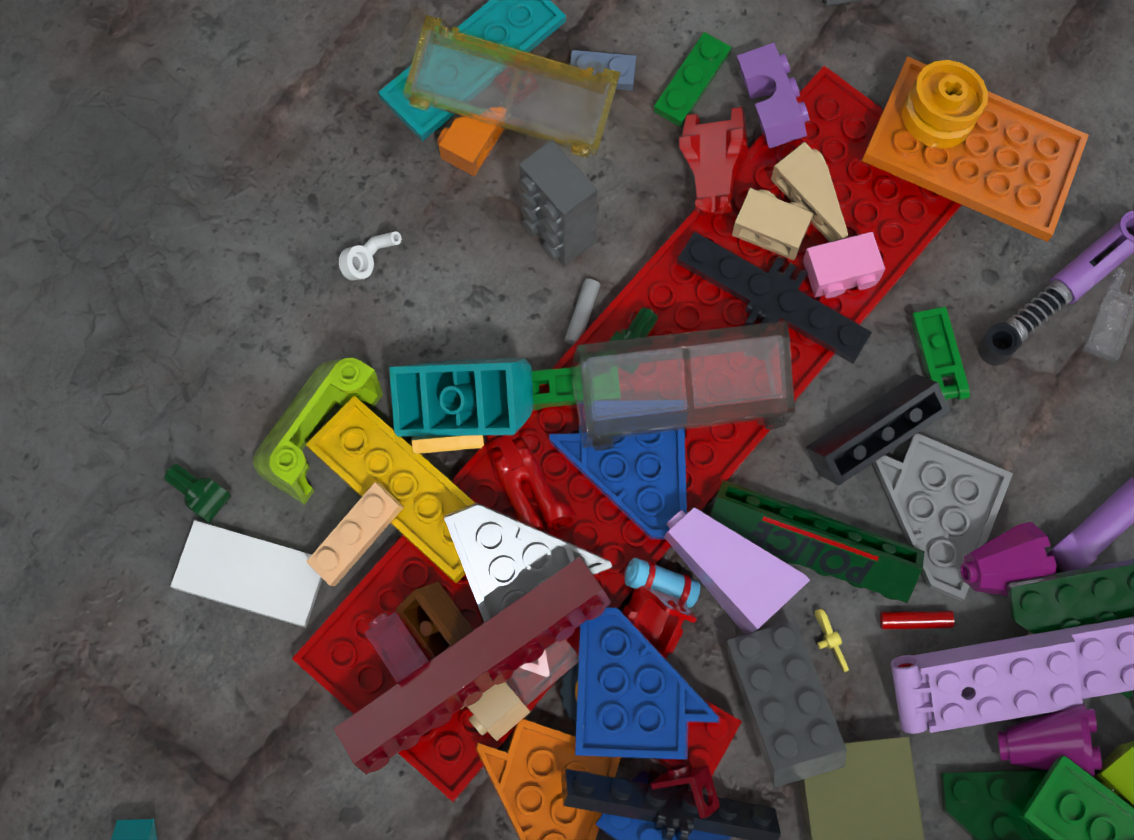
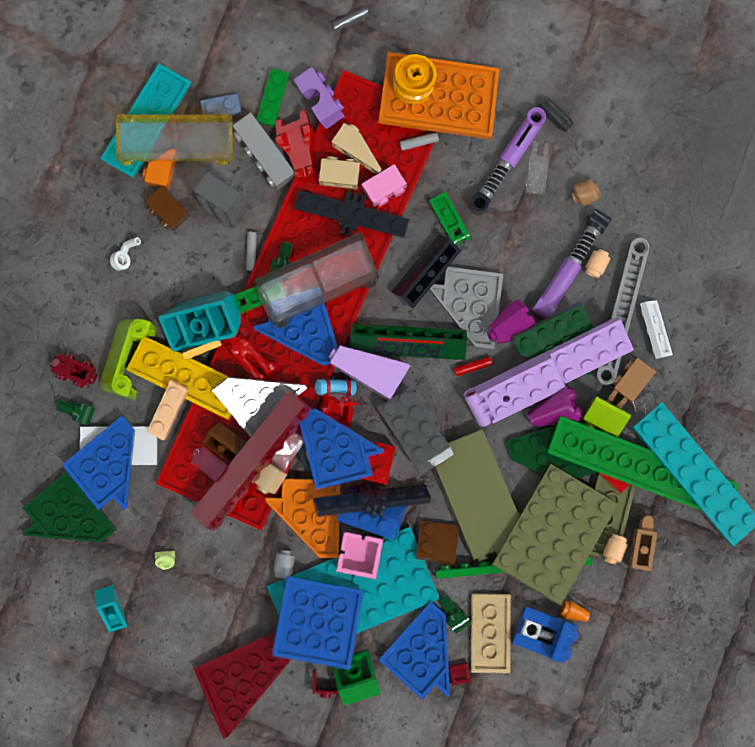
camera: 15 degrees left, 10 degrees up
(119, 665) = (66, 513): none -> dark green wing
(207, 412) = (69, 368): none -> dark red brick
(213, 599) = (105, 465): none -> blue wing
(263, 802) = (165, 559): none -> yellowish green plate
(463, 202) = (167, 208): none -> reddish brown brick
(653, 157) = (264, 151): none -> light grey brick
(697, 778) = (379, 483): dark red bracket -> none
(831, 639) = (431, 389): light yellow piece -> none
(922, 211) = (419, 141): none -> light grey piece

